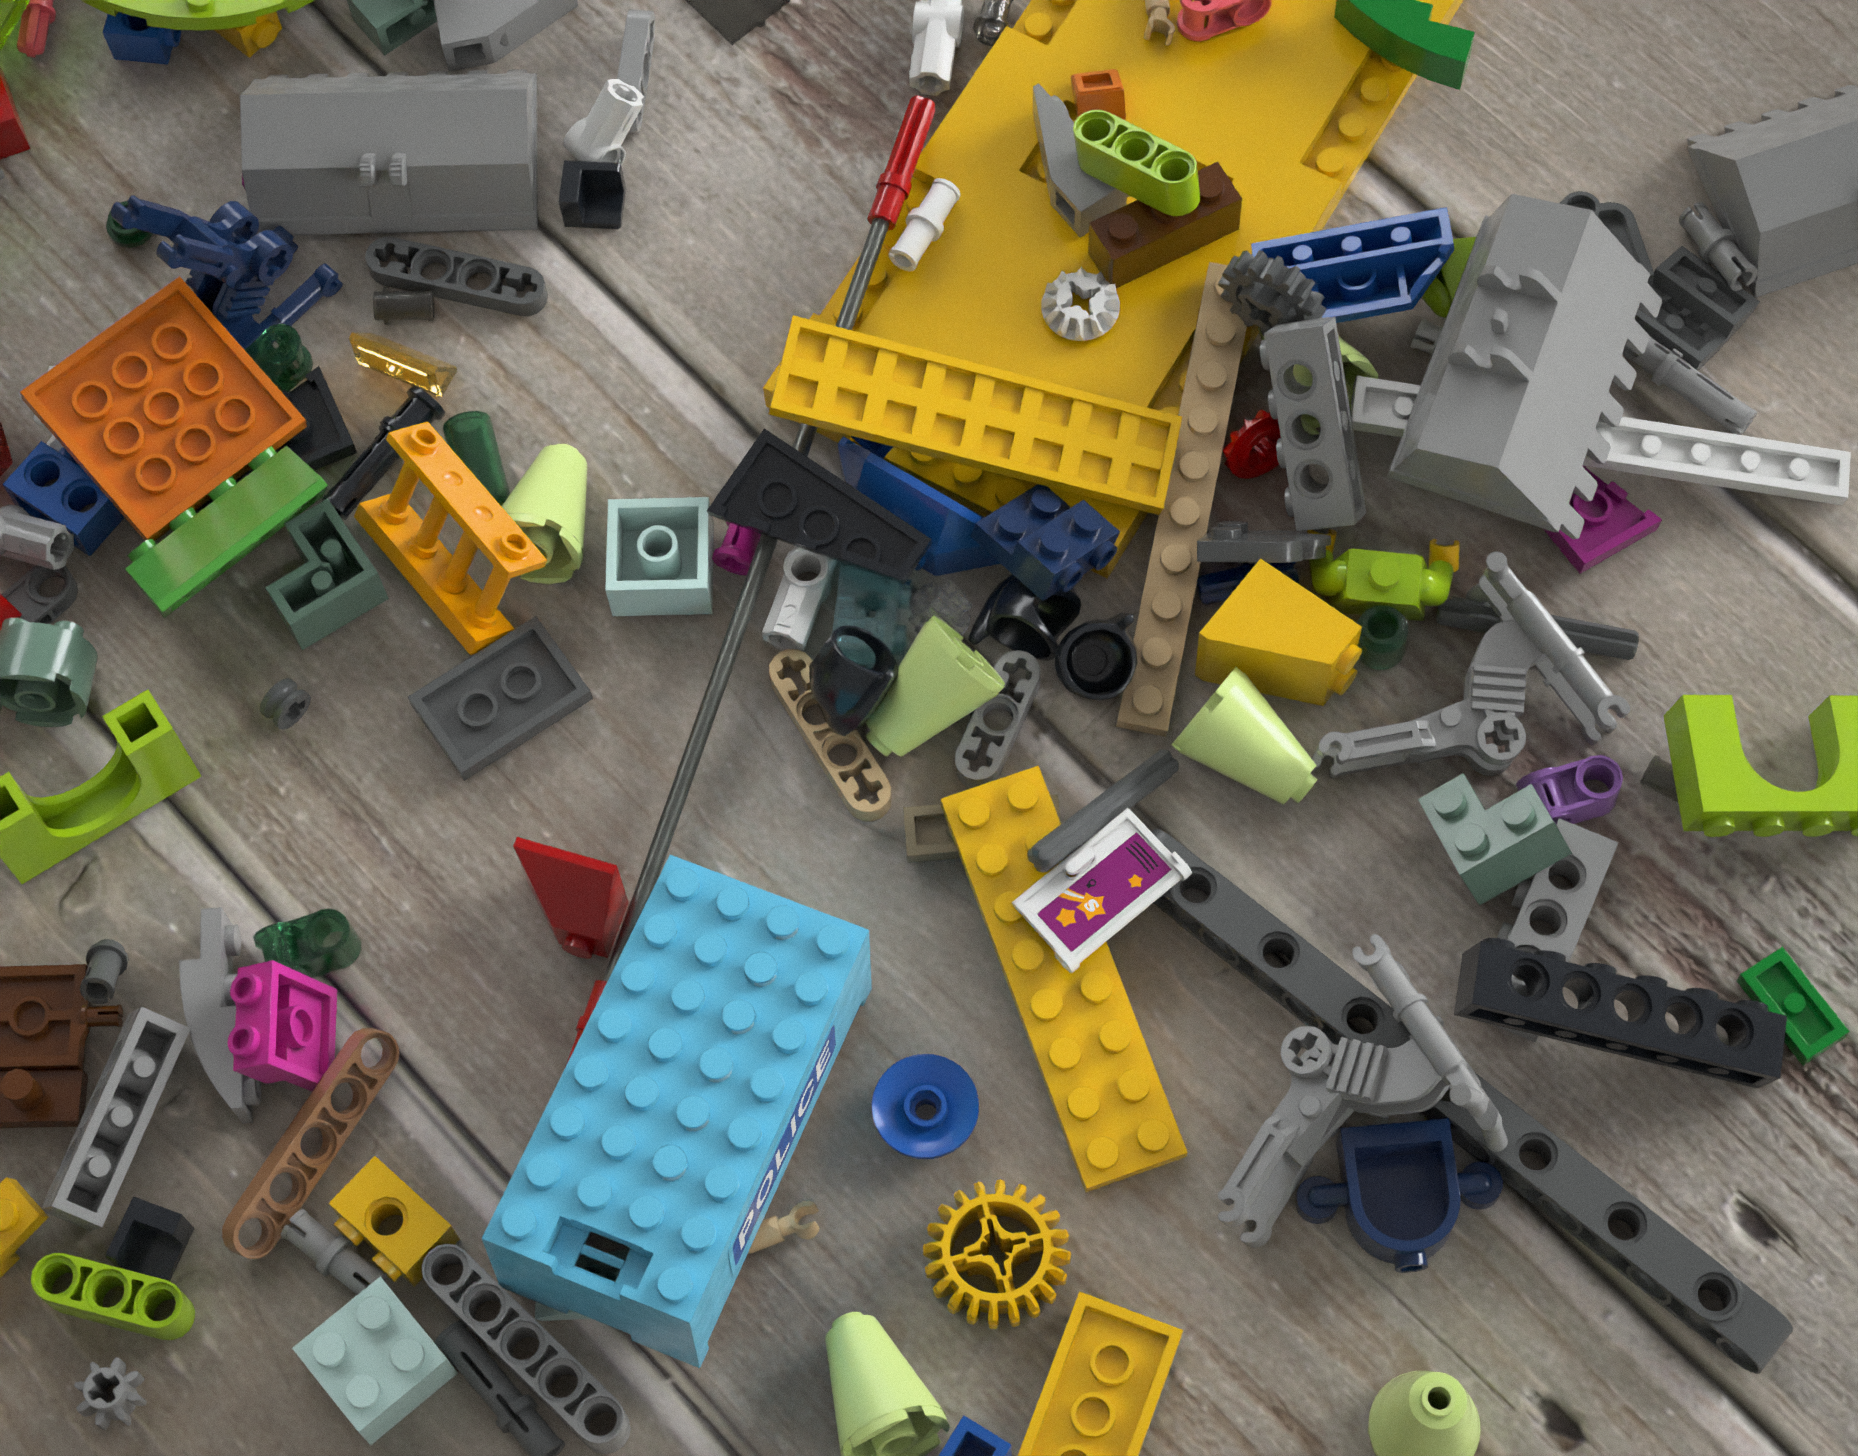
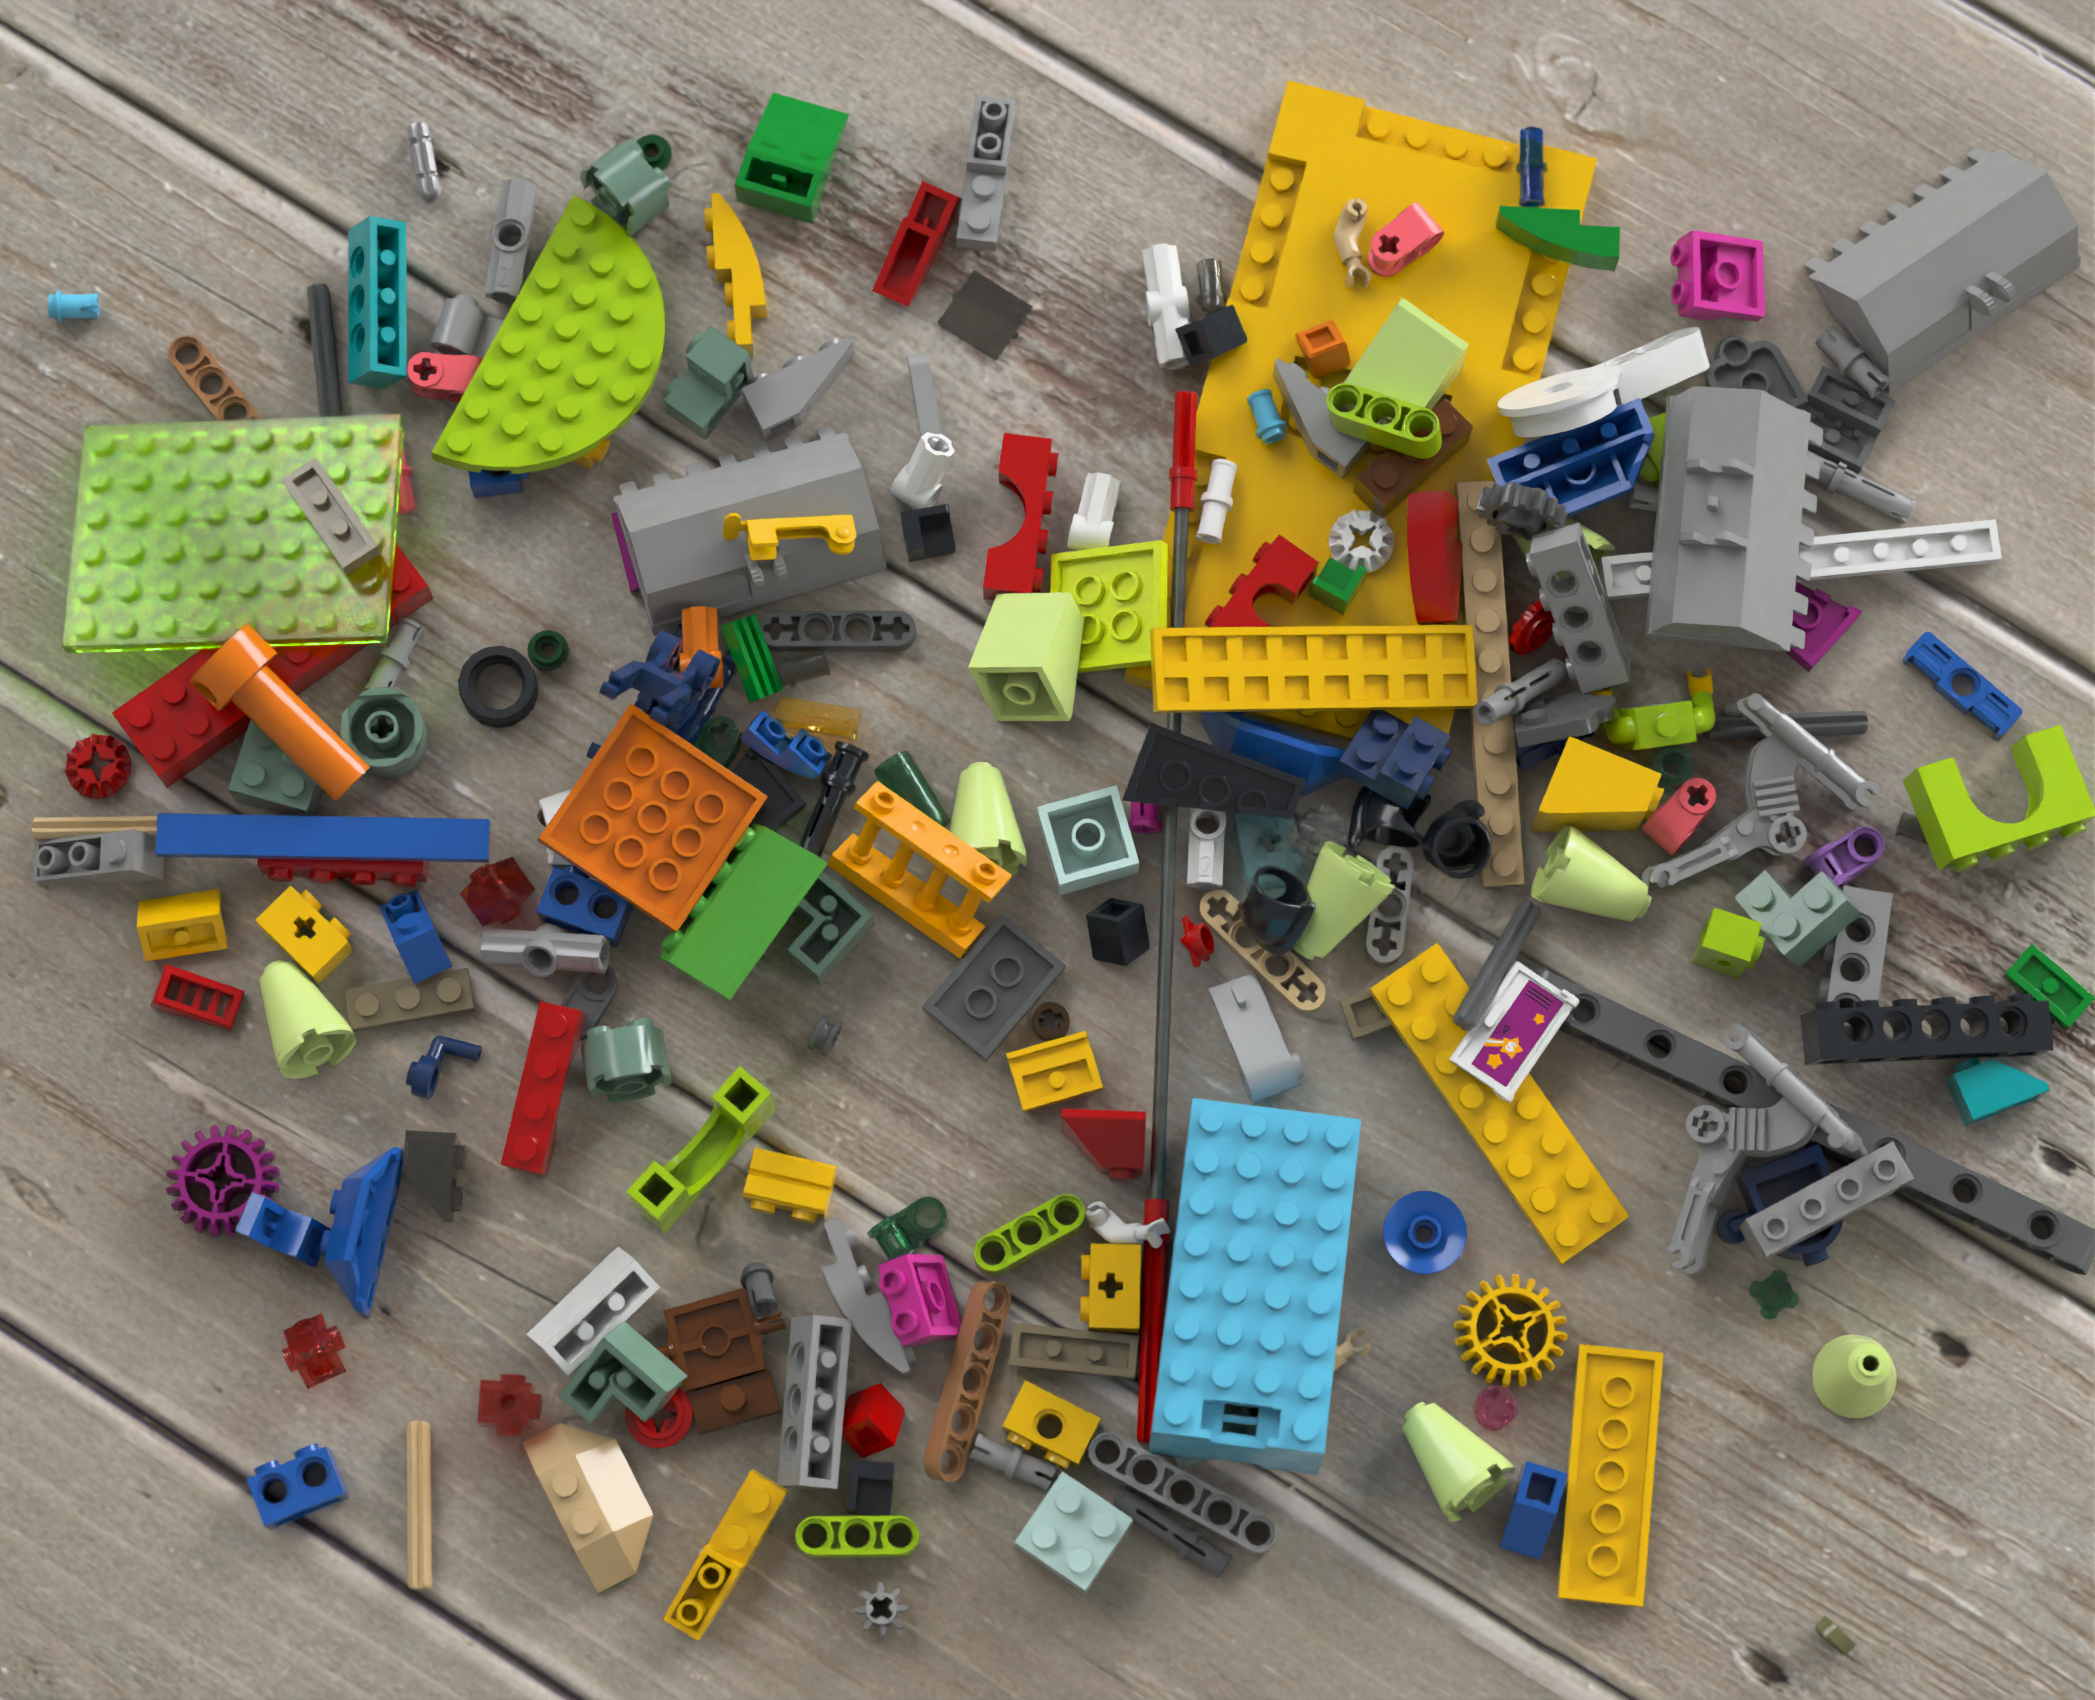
camera: 20 degrees left, 10 degrees up
(42, 222) = (482, 660): none -> black tyre
(180, 1160) = (872, 1420): none -> red panel
(182, 860) = (789, 1185): none -> yellow brick
(298, 226) = (701, 632): none -> orange piece
(353, 277) = (752, 658): none -> green tile
(363, 390) = (797, 754): none -> blue slope
(388, 128) = (764, 534): none -> yellow piece
(420, 980) = (1039, 1217): none -> lime beam
(447, 1139) = (1073, 1351): none -> dark tan plate
(516, 1047) = (1123, 1265): none -> yellow brick
(539, 807) = (1054, 1071): none -> yellow plate
(541, 745) = (1056, 1010): none -> dark brown bush
(547, 1006) = (1116, 1231): none -> white arm
(657, 343) = (1029, 656): none -> yellowish green slope
(665, 670) = (1118, 931): none -> black panel
(677, 249) = (1024, 471): none -> red arch
(753, 303) = (1120, 599): none -> neon yellow plate
(755, 701) = (1197, 941): none -> red plate
(782, 227) = (1094, 523): none -> white piece
(790, 829) = (1255, 1038): none -> light grey door
(945, 1336) = (1498, 1401): none -> clear pink wheel
(968, 311) = (1279, 571): none -> red arch
(974, 52) = (1211, 335): none -> black panel
(1010, 160) = (1270, 426): none -> medium azure pin
(1037, 343) = (1337, 585): none -> green panel
(1159, 329) = (1434, 556): none -> red slope
(1197, 108) = (1410, 359): none -> yellowish green slope
(1206, 508) = (1495, 707): none -> light grey pin
(1356, 1284) = (1776, 1282): none -> clear green plate
(1374, 699) = (1676, 819): none -> coral piece
(1391, 193) = (1592, 393): none -> white beam
(1396, 851) = (1728, 943): none -> lime brick
(1437, 1187) = (1826, 1202): none -> light grey brick
(1581, 124) = (1718, 277): none -> dark pink plate
(1690, 1111) = (1991, 1089): none -> teal slope
(1748, 603) = (1984, 702): none -> blue piece

